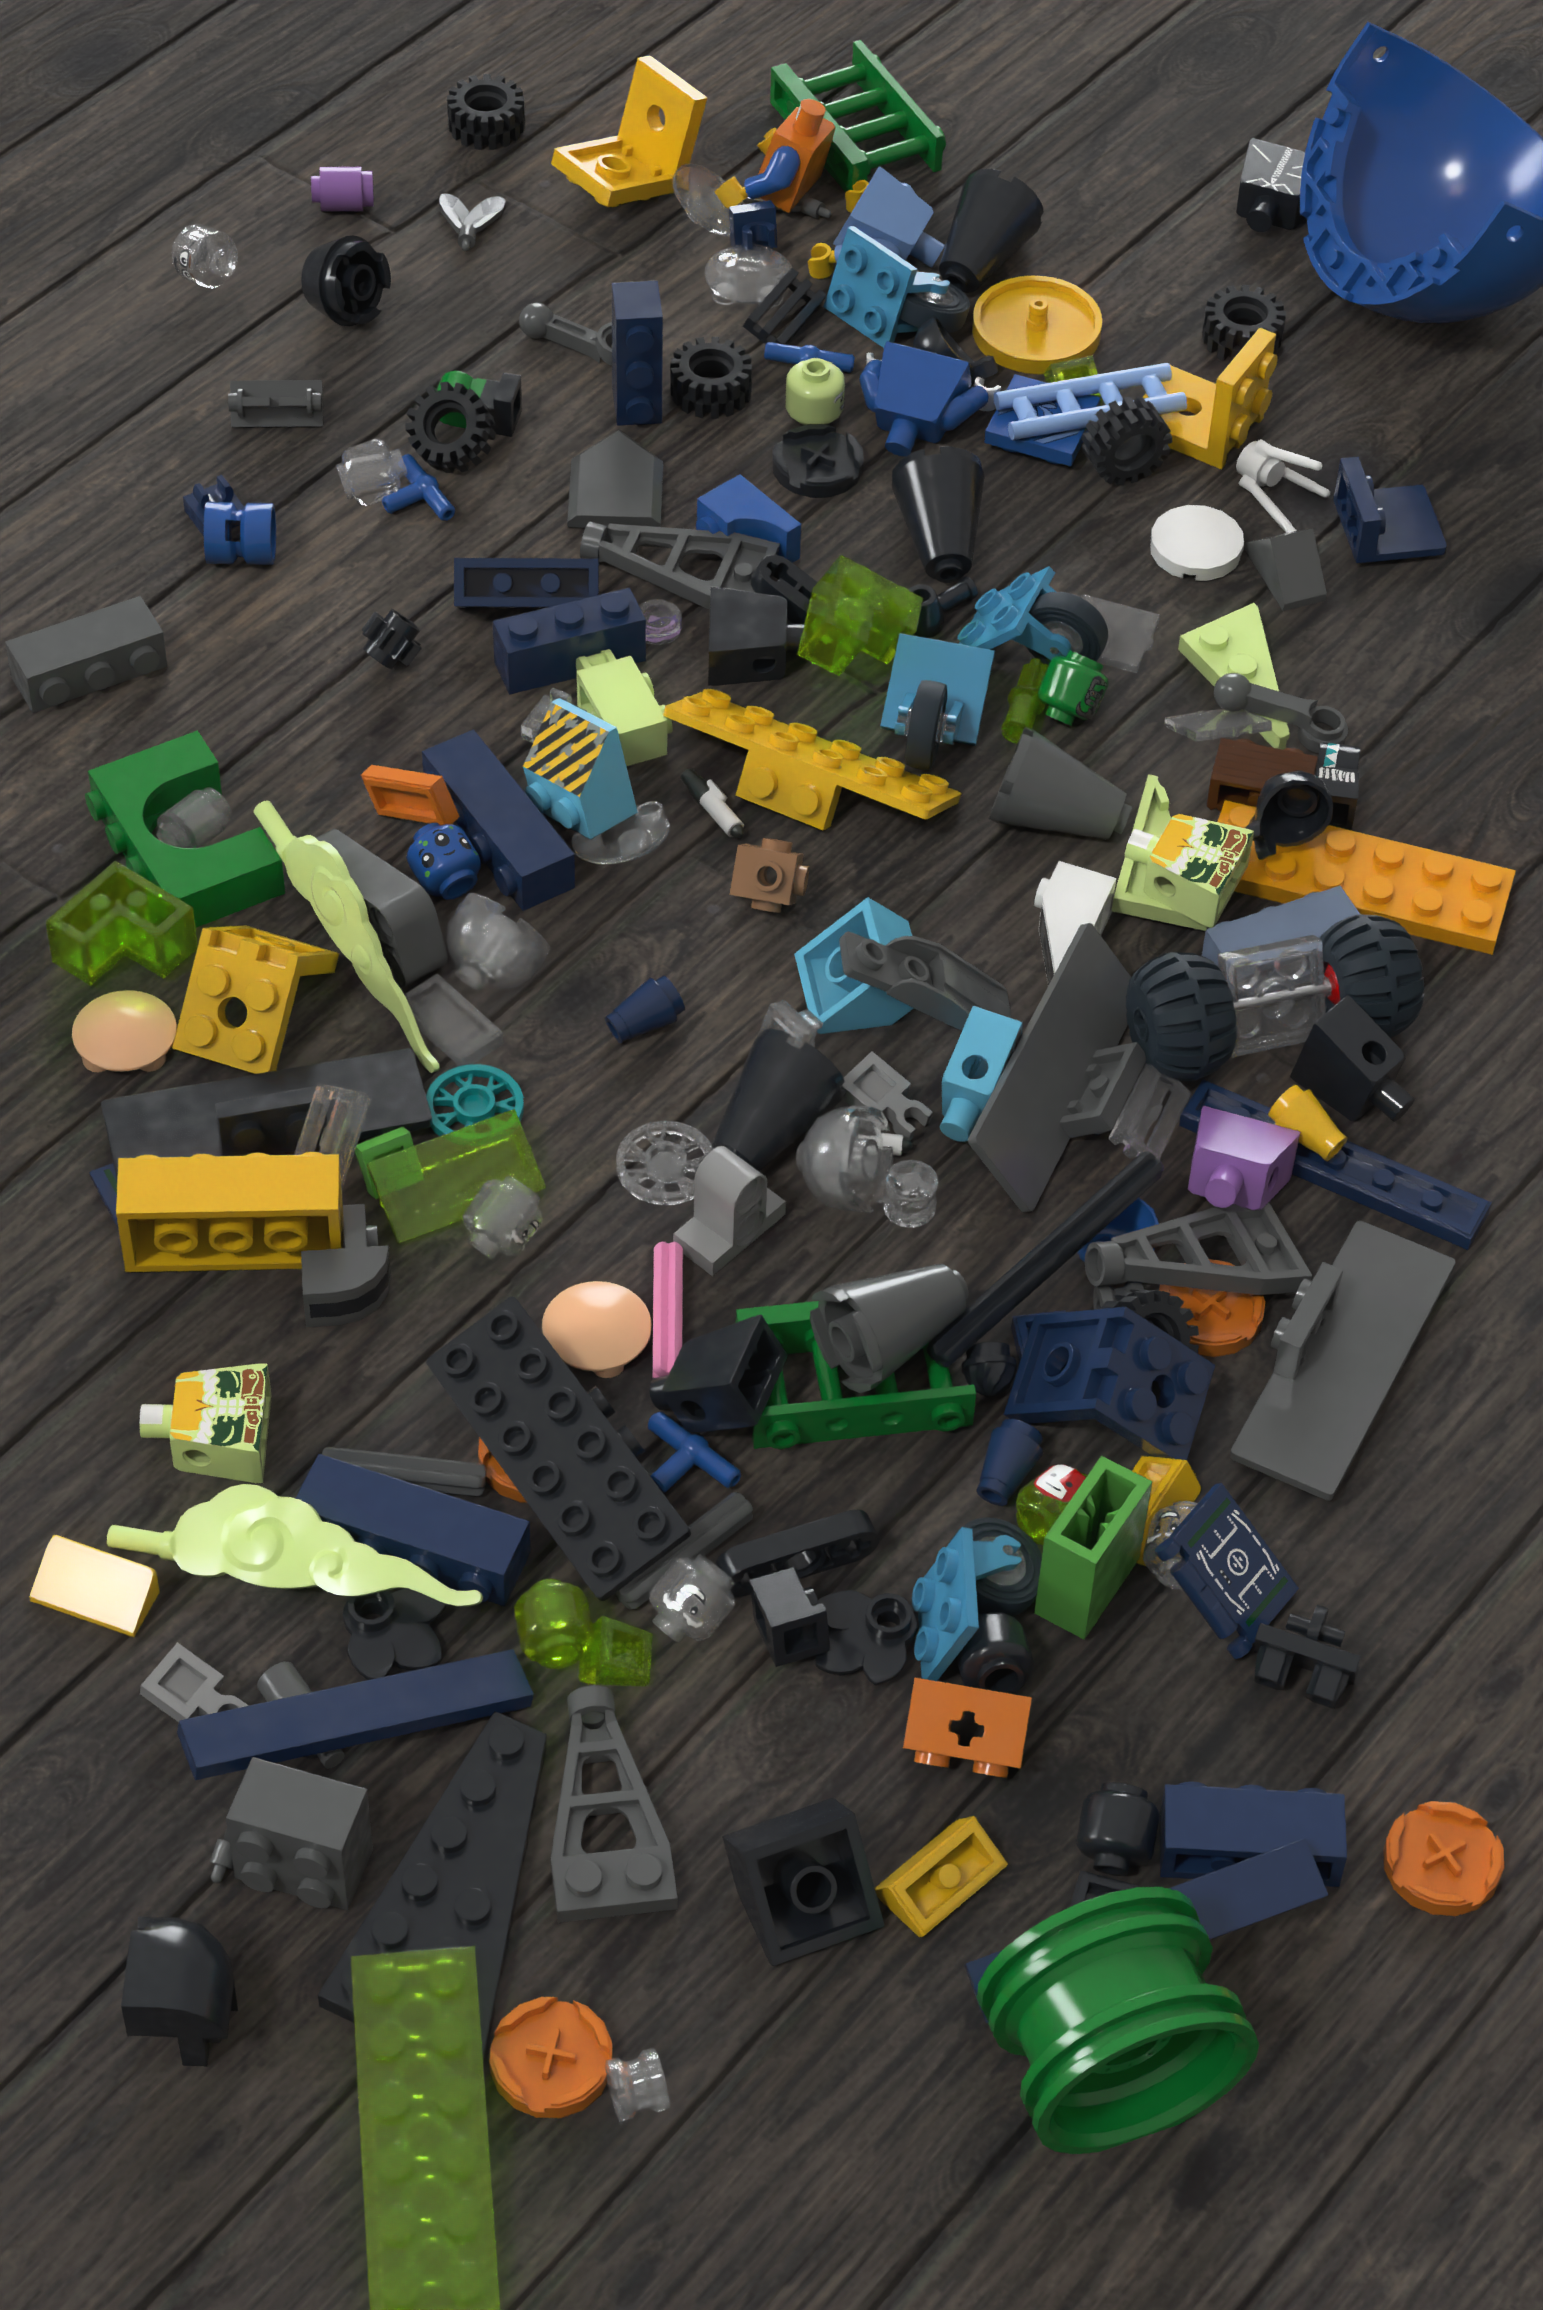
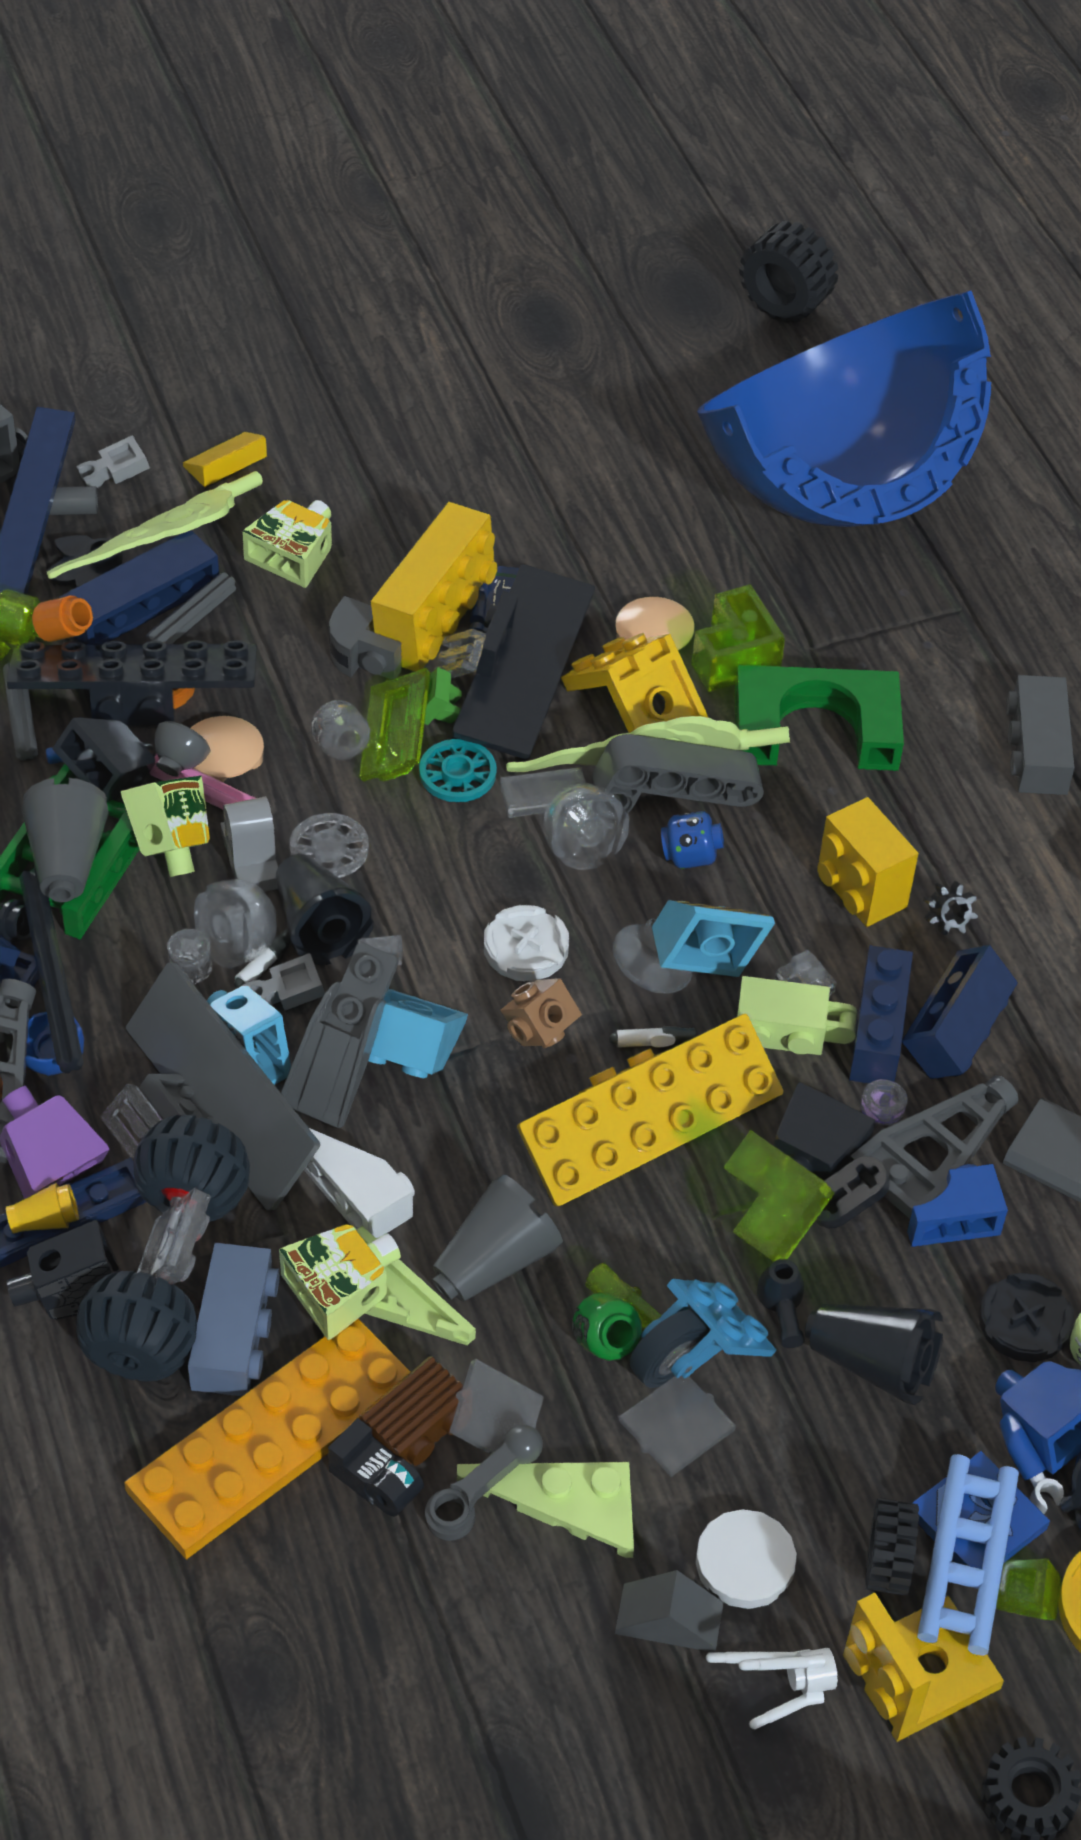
camera: 120 degrees right, 0 degrees up
(194, 819) = (825, 725): clear brick -> none
(391, 699) = (867, 862): none -> yellow brick
(410, 795) = (761, 836): orange tile -> none
(502, 822) = (746, 883): dark blue brick -> none
(548, 1534) = (62, 618): none -> orange brick
(646, 1009) = (469, 894): dark blue cone -> none
(656, 1323) = (179, 748): none -> dark grey brick
(670, 944) = (526, 943): none -> white tile
(775, 1271) = (169, 820): none -> yellowish green torso
(936, 695) = (651, 1222): dark azure plate -> none
(1290, 812) = (349, 1371): black piece -> none
(1385, 520) = (674, 1733): dark blue bracket -> none

